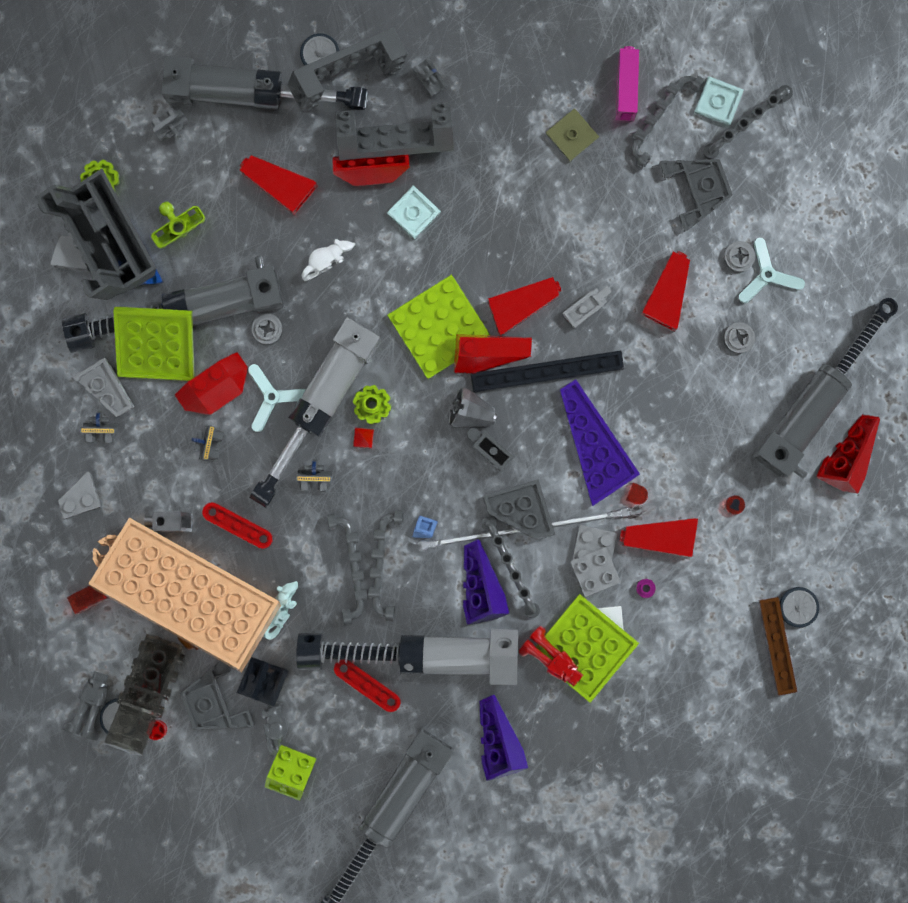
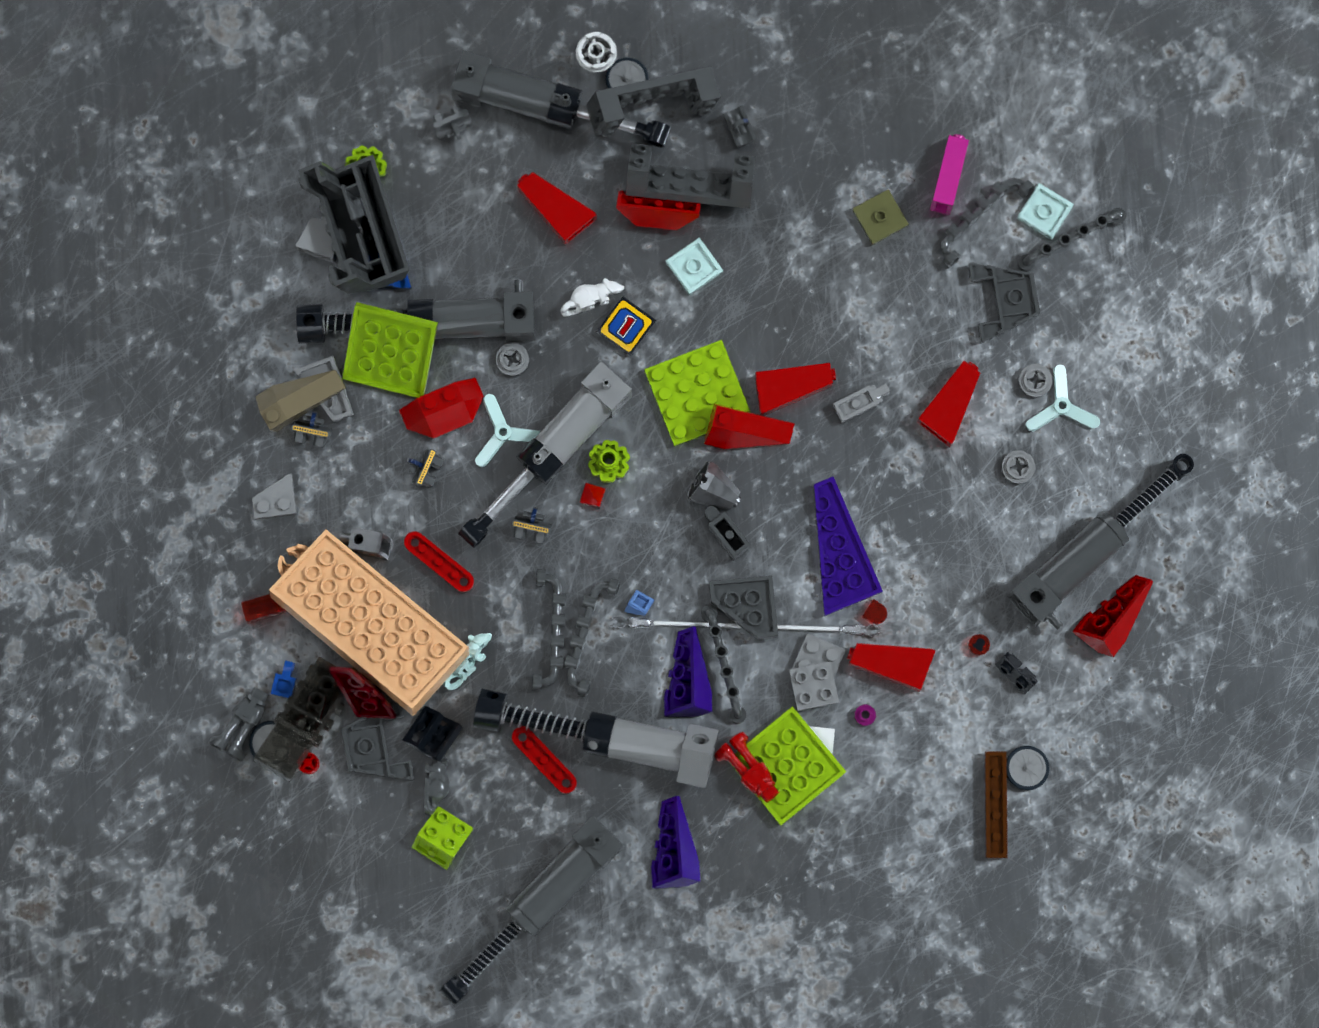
camera: 10 degrees right, 5 degrees down
(72, 407) = (292, 399): none -> dark tan wedge
(121, 662) = (284, 684): none -> blue plate
(189, 223) = (451, 231): lime piece -> none
(192, 662) = (362, 694): none -> dark red wedge
(287, 34) = (596, 52): none -> white cone
(363, 278) = (626, 325): none -> slope
(547, 371) = (804, 463): black tile -> none
(765, 518) = (1009, 666): none -> black hinge

